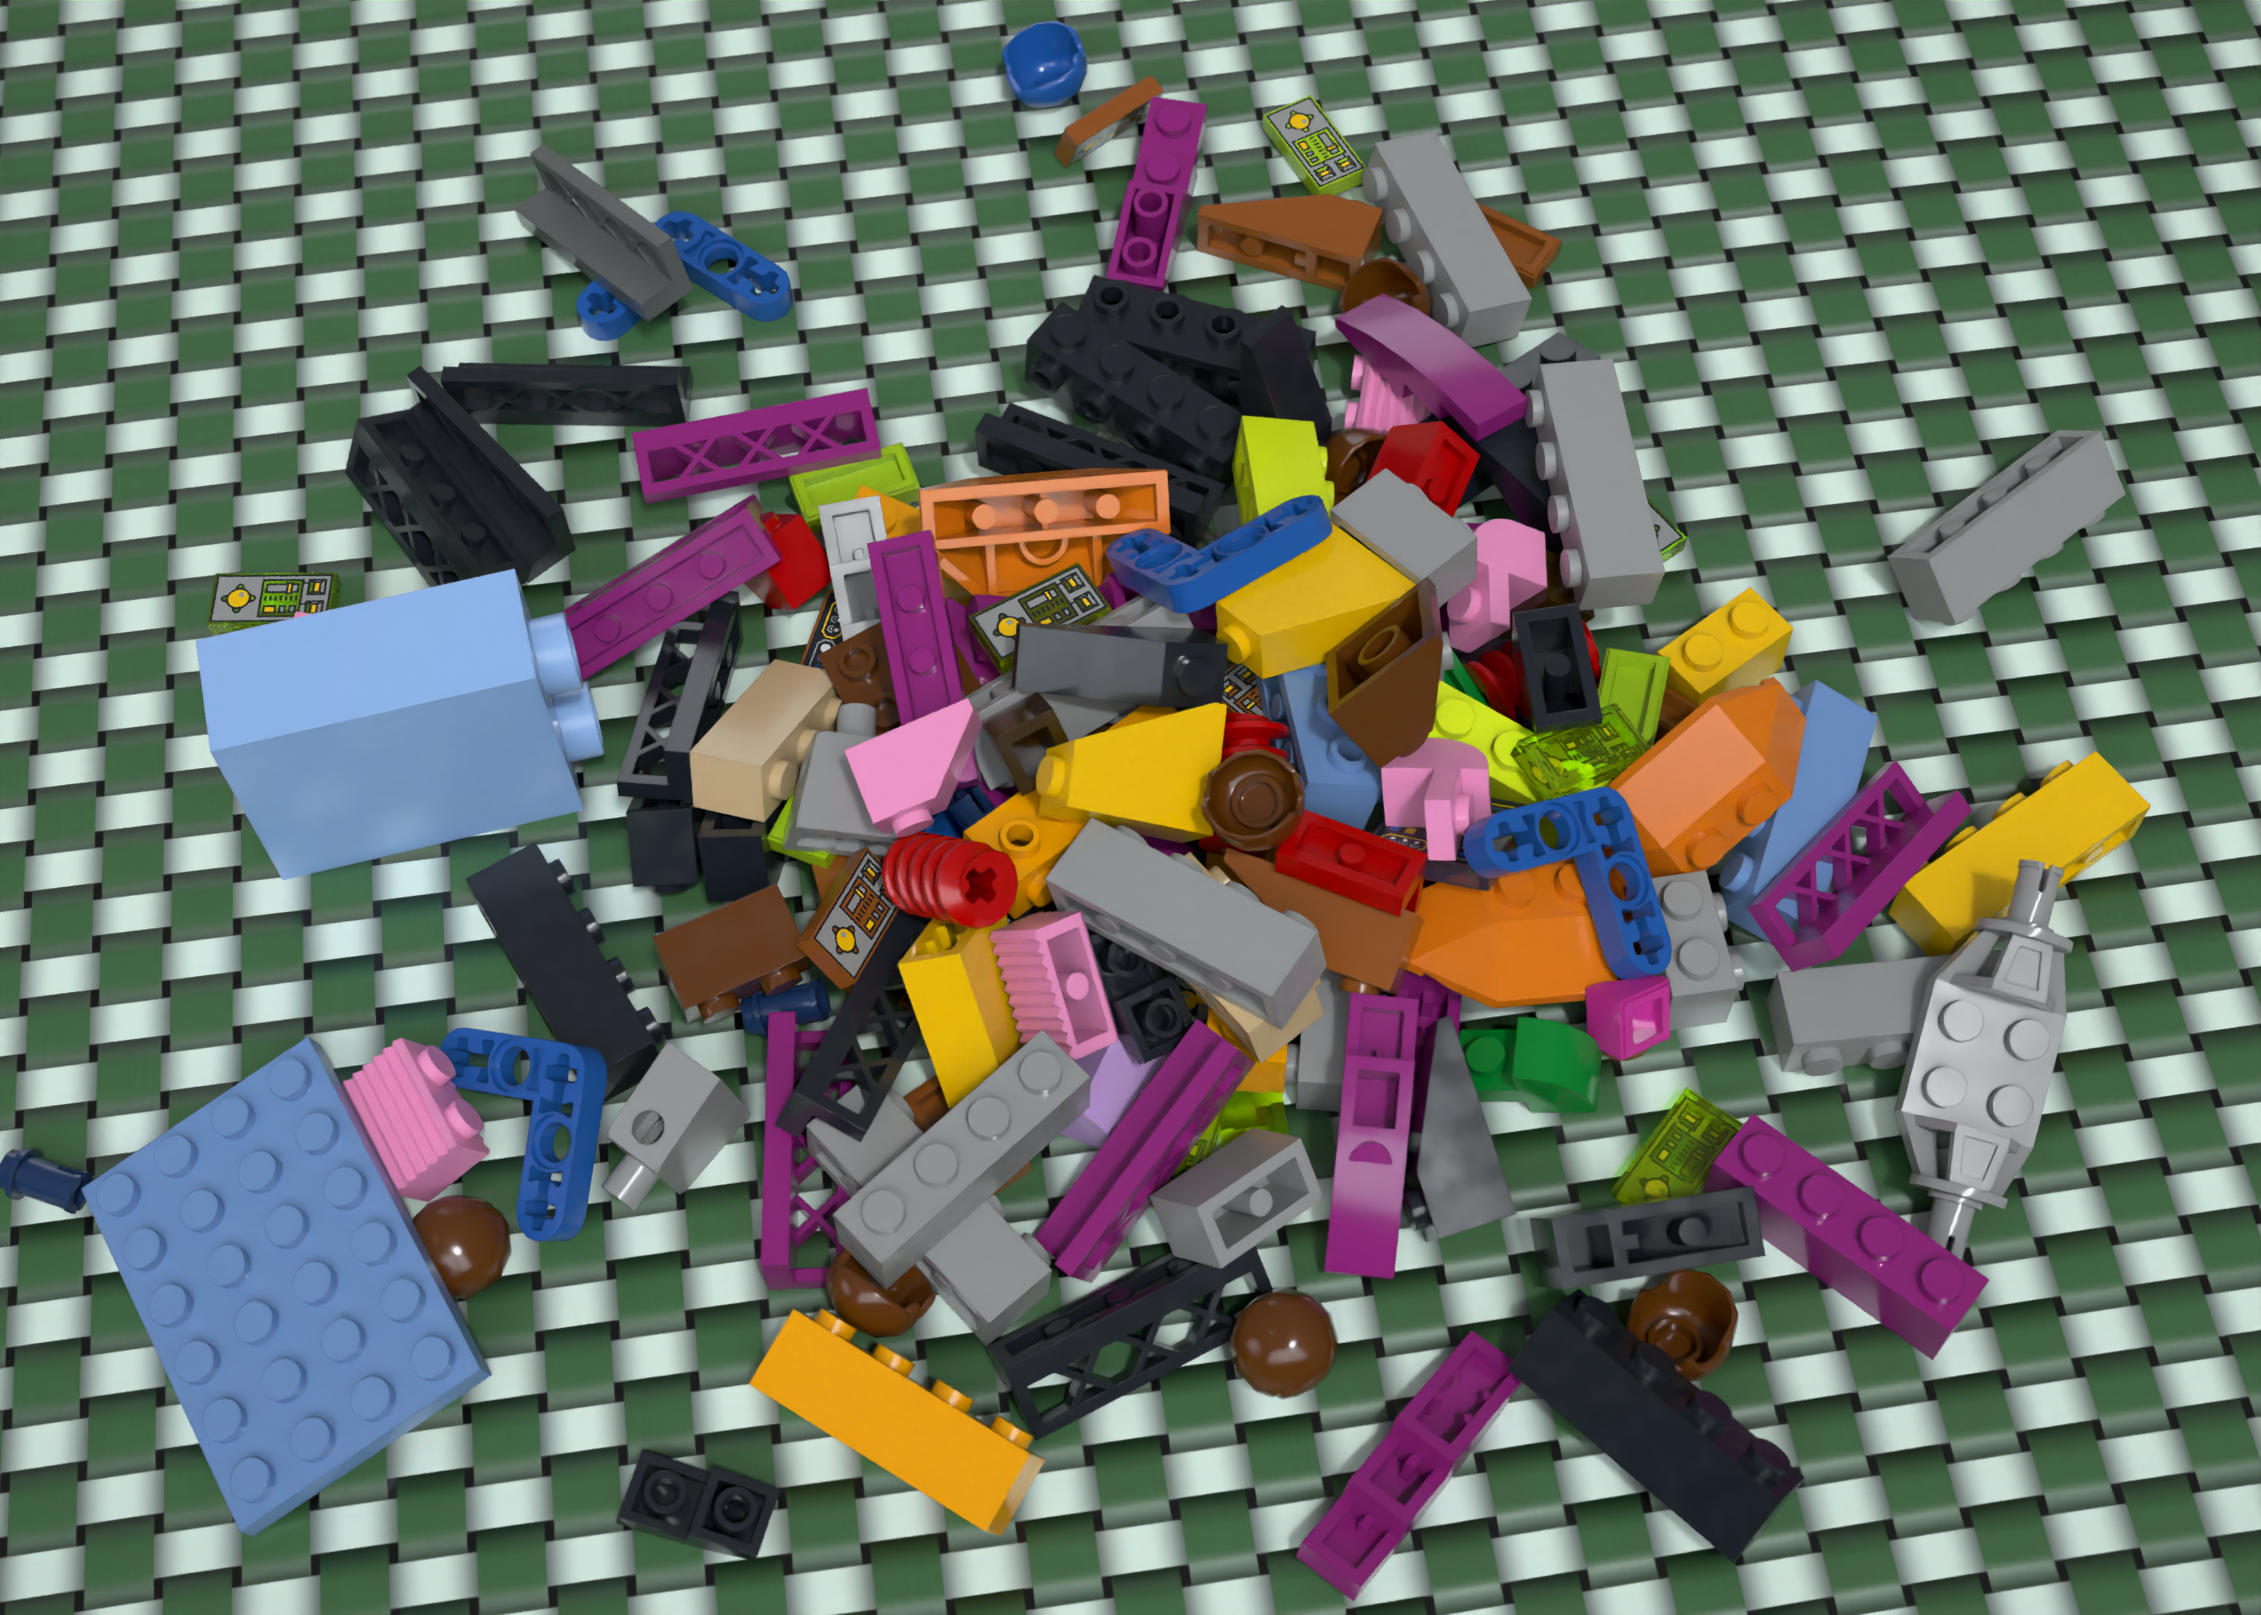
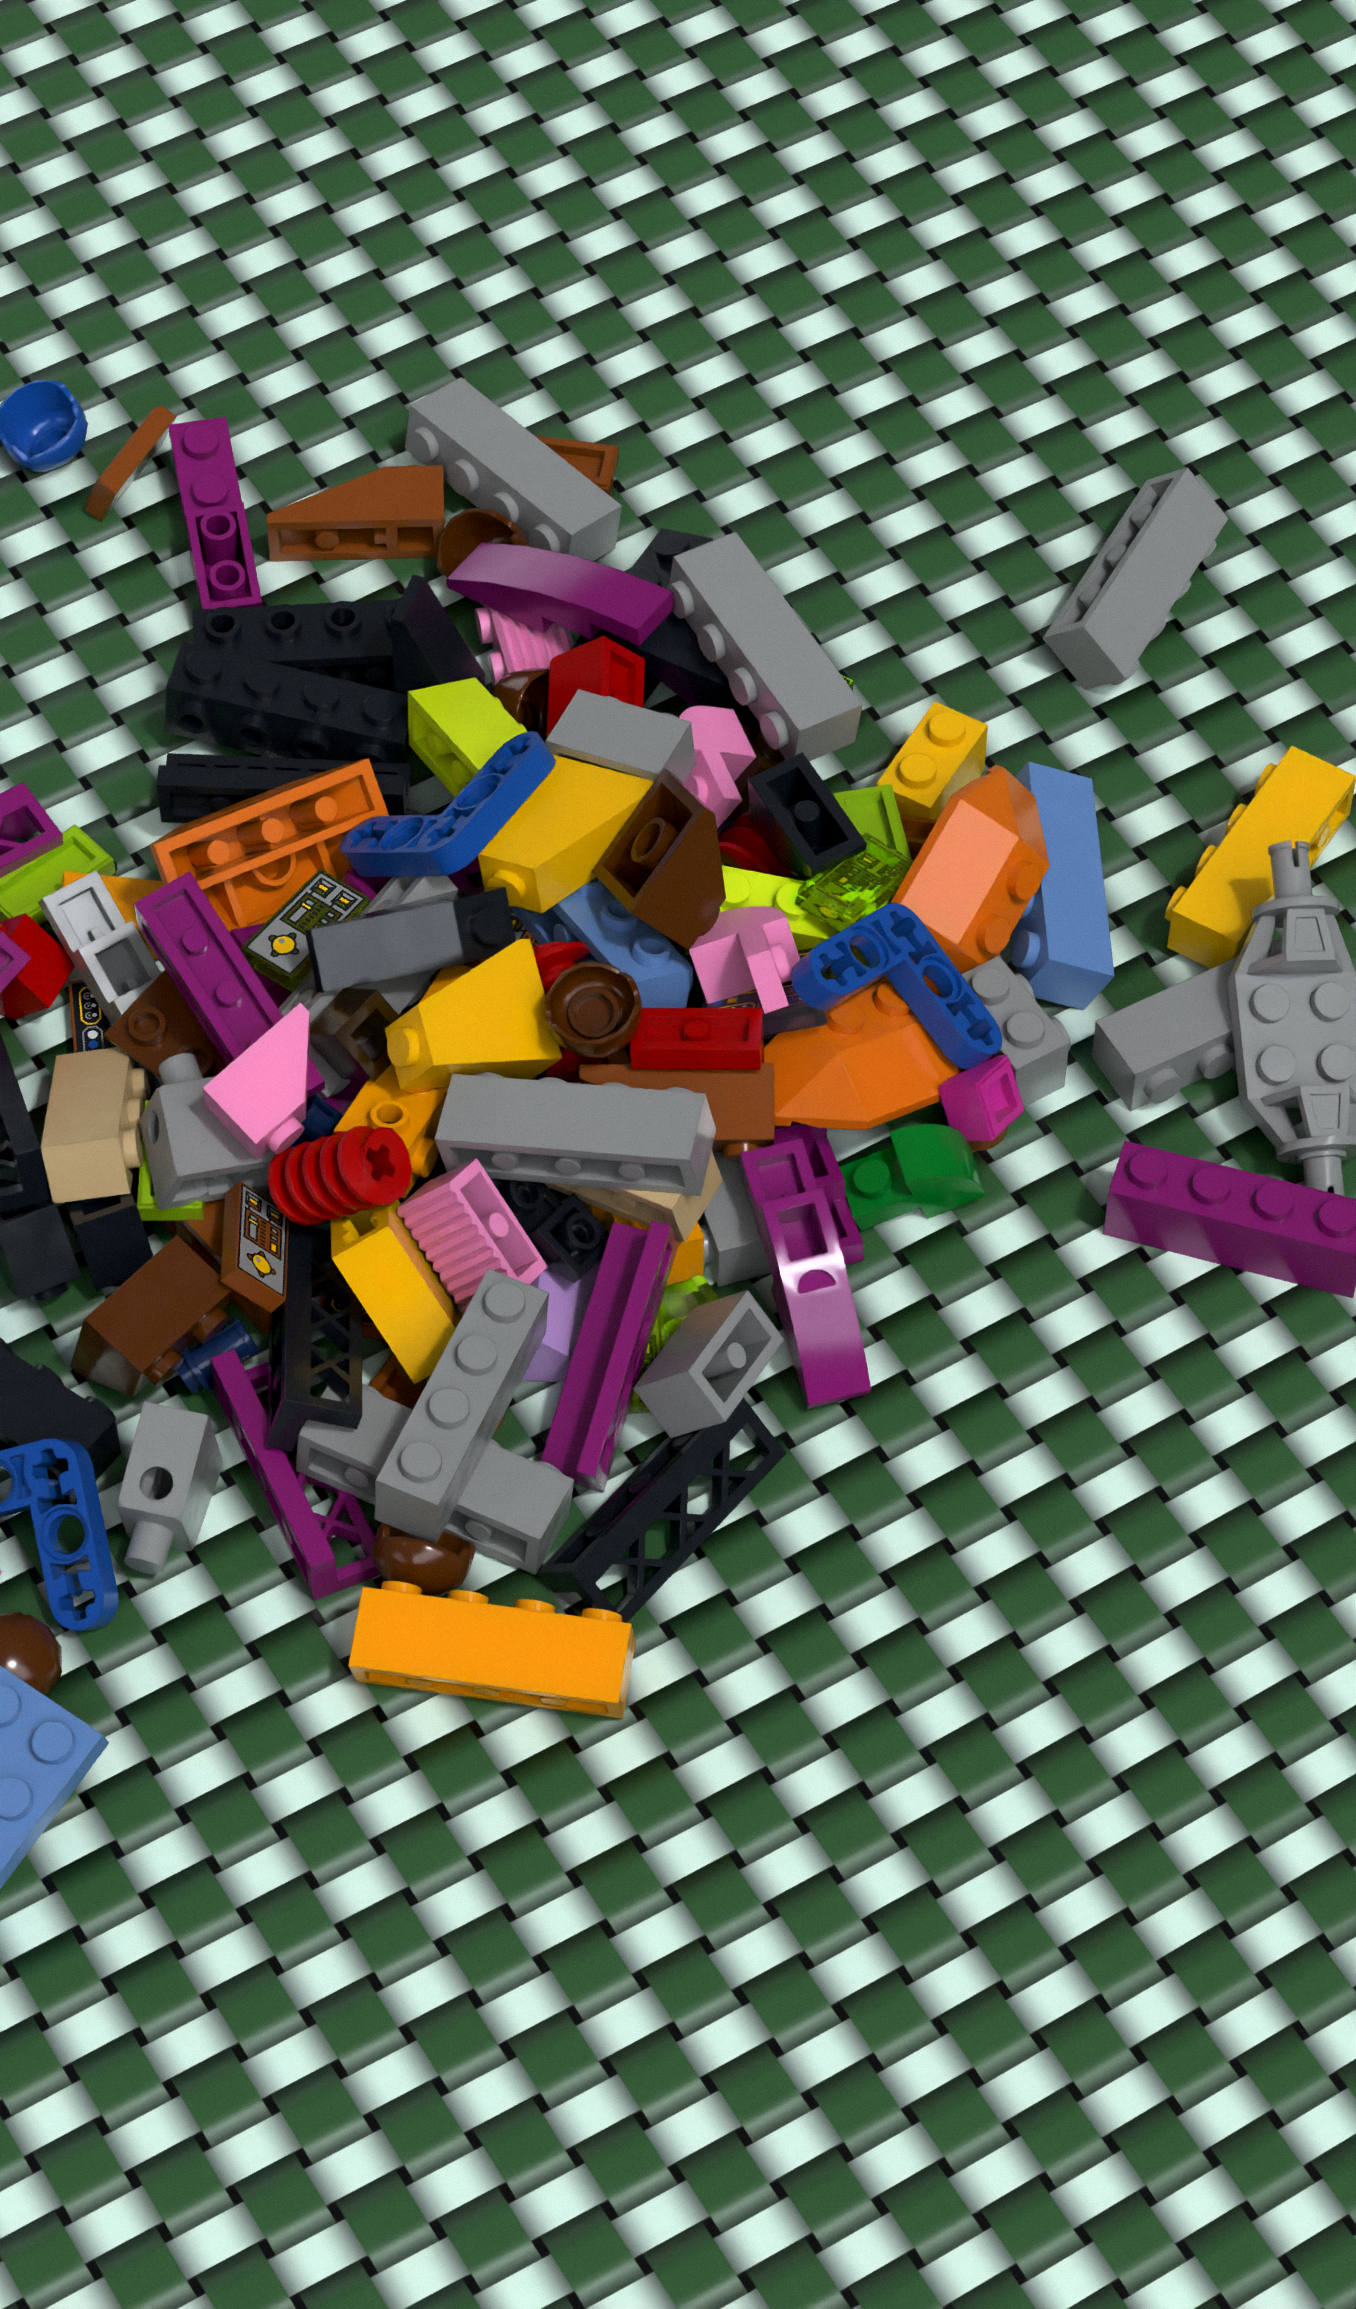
camera: 25 degrees left, 5 degrees down
(698, 1506) = (346, 1794): black slope -> none
(1284, 1343) = (801, 1473): reddish brown hair -> none
(1314, 147) = (341, 429): tile -> none
(1410, 1466) = (954, 1530): magenta slope -> none
(1451, 1155) = (887, 1270): slope -> none
(1646, 1237) = (1074, 1275): black slope -> none
(1656, 1423) = (1146, 1417): black brick -> none
(1678, 1151) = (1071, 1212): clear neon green tile -> none
(1688, 1319) = (1136, 1336): reddish brown hair -> none
(1875, 878) = (1136, 923): magenta fence -> none

